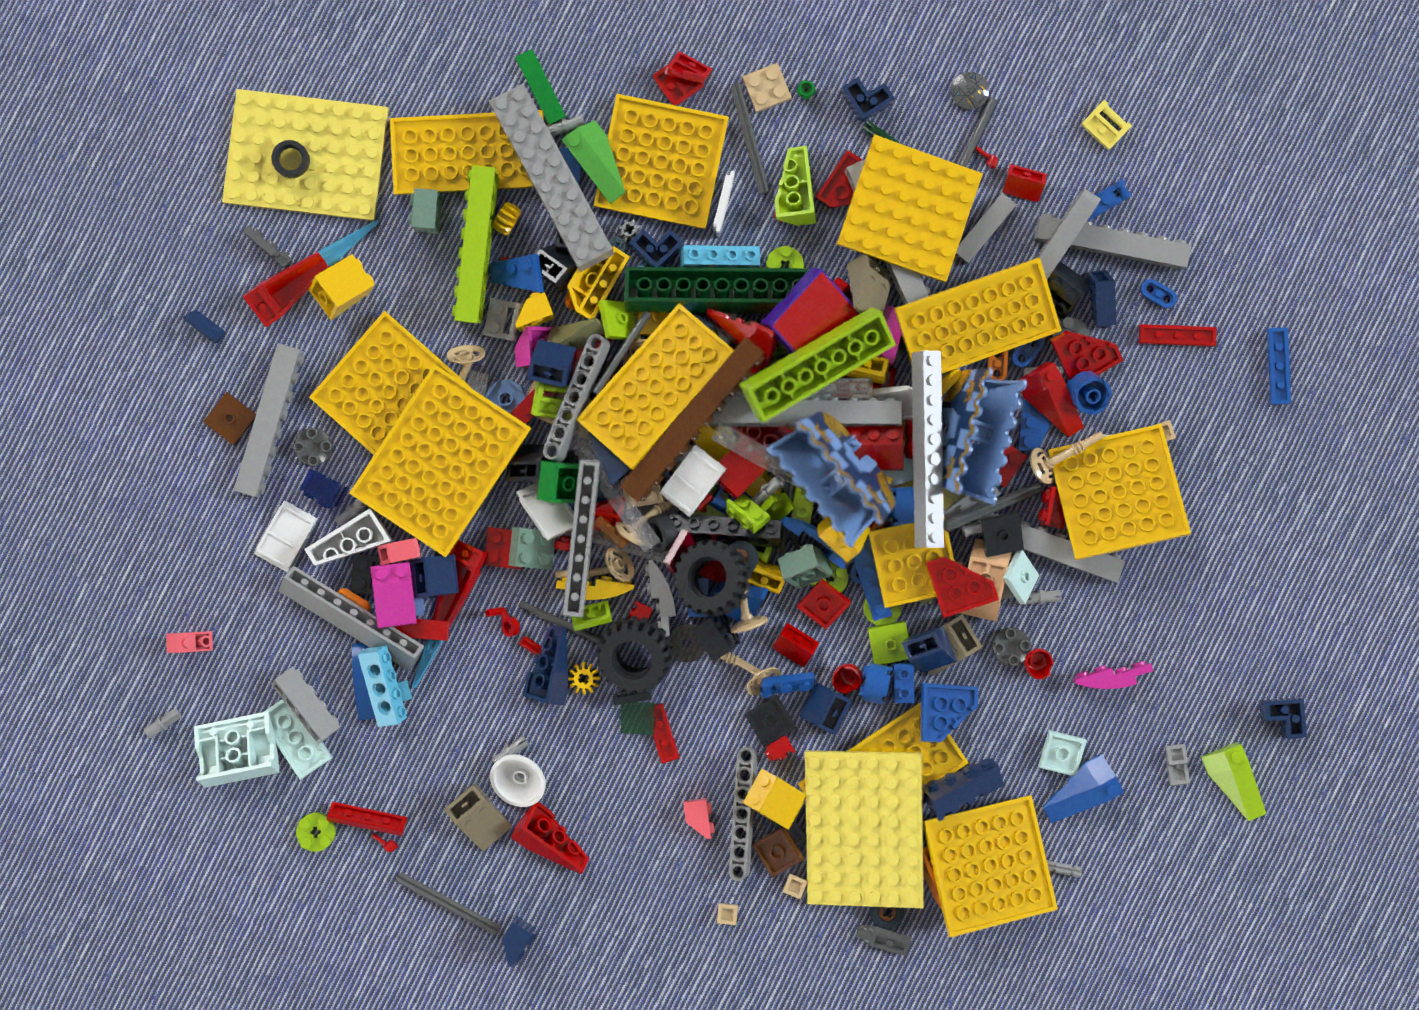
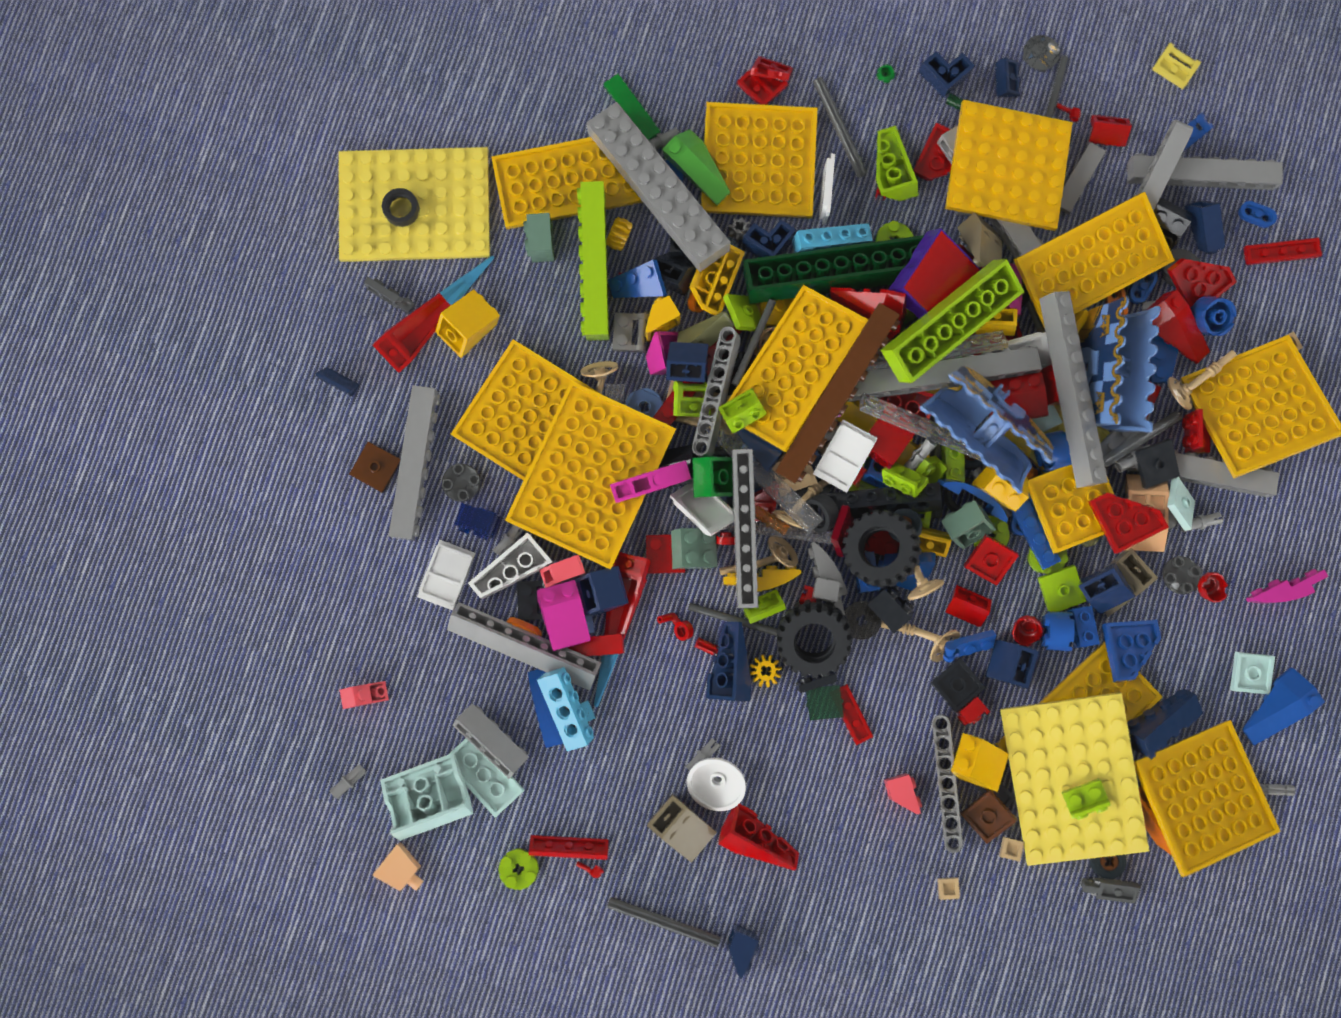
camera: 10 degrees left, 5 degrees down
(201, 814) = (399, 869): none -> light nougat torso
(497, 477) = (650, 481): none -> dark pink slope
(596, 422) = (742, 410): none -> lime bracket
(654, 610) = (827, 590): none -> light grey brick
(766, 87) = (847, 78): tan plate -> none
(870, 849) = (1086, 799): none -> lime bracket
(931, 112) = (1007, 78): none -> dark blue slope

